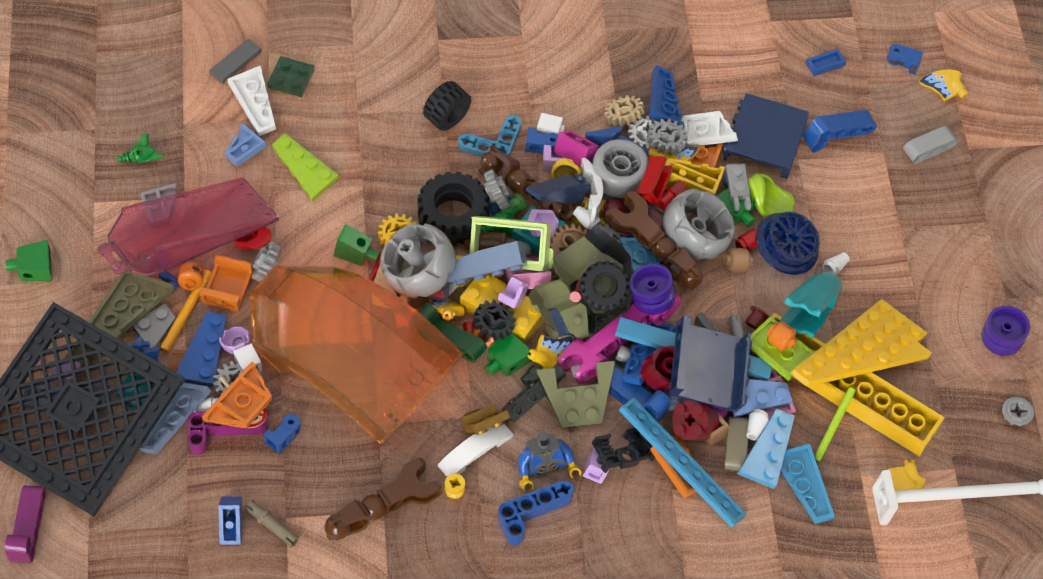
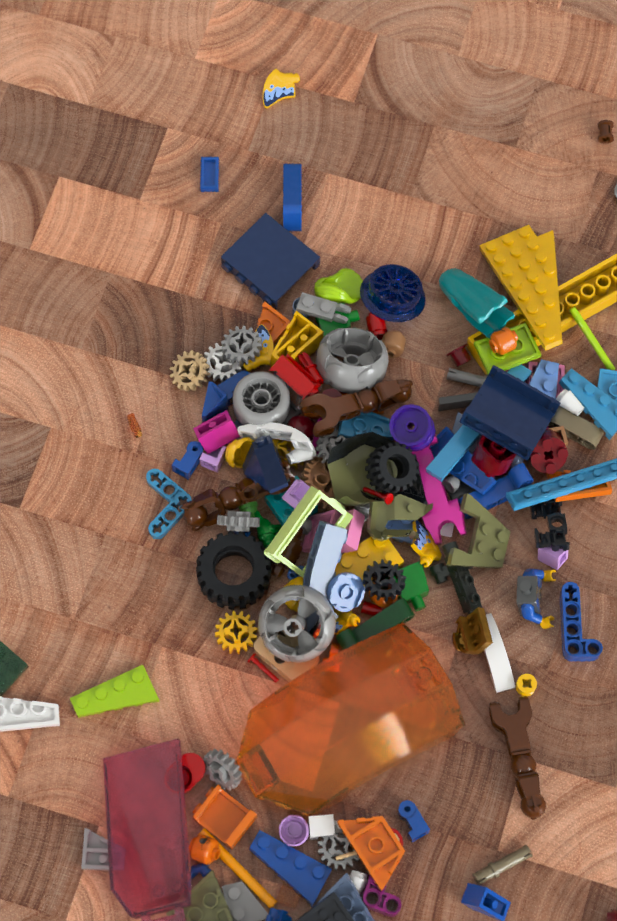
camera: 65 degrees left, 10 degrees up
(141, 152) = (30, 850): green piece -> none
(244, 146) = (67, 743): medium blue wing -> none
(354, 246) = (237, 679): green torso -> none
(447, 105) = (116, 529): black tyre -> none
(468, 294) = (345, 591): none -> tile
(514, 293) = (364, 551): lavender panel -> none
(550, 124) = (176, 445): white brick -> none
(552, 90) = (133, 423): none -> clear orange tile
(663, 99) = (191, 330): blue wing -> none
(707, 129) = (243, 307): white wing -> none
(836, 263) = (430, 267): white cone -> none
(904, 57) = (237, 104): blue leg -> none
(930, 144) = (339, 130): light grey beam -> none
(1005, 330) = (554, 162): dark purple wheel -> none

